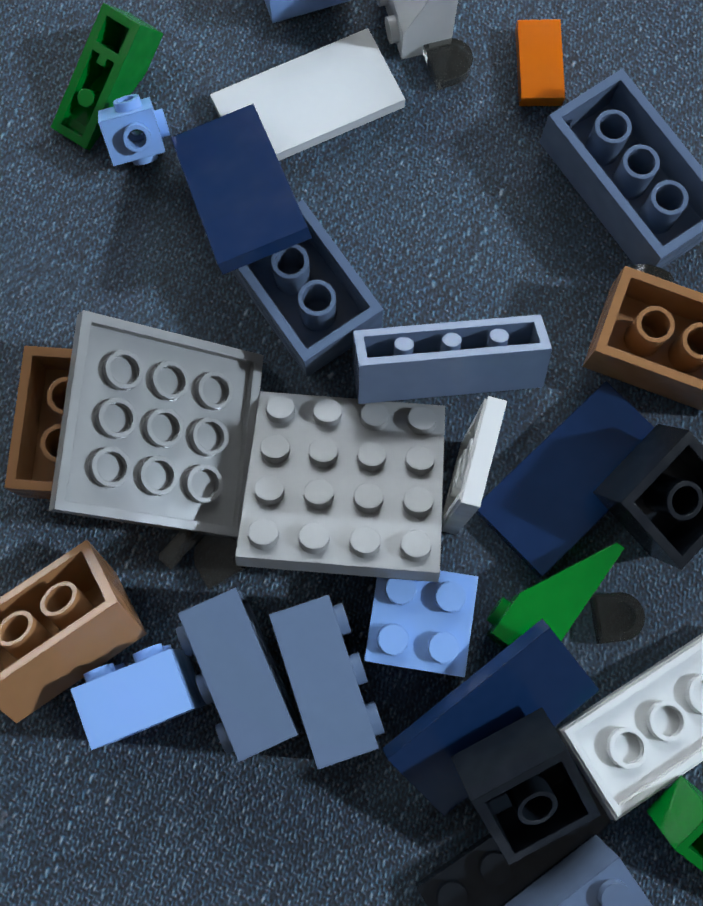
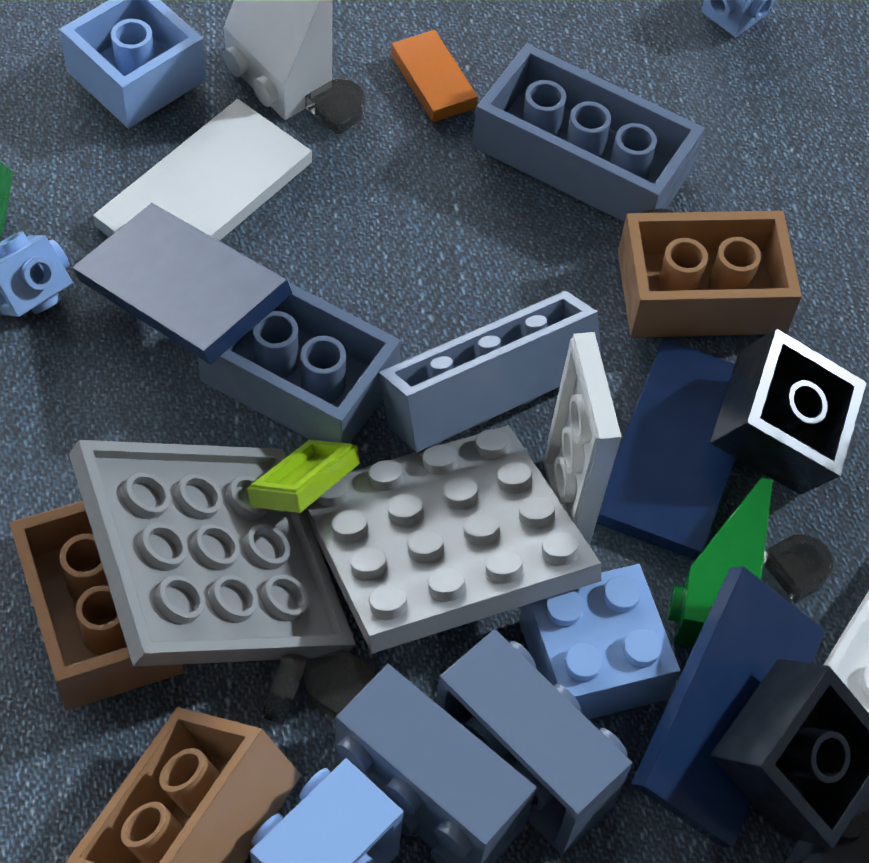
camera: 30 degrees left, 20 degrees down
(261, 391) = (303, 476): none -> lime tile

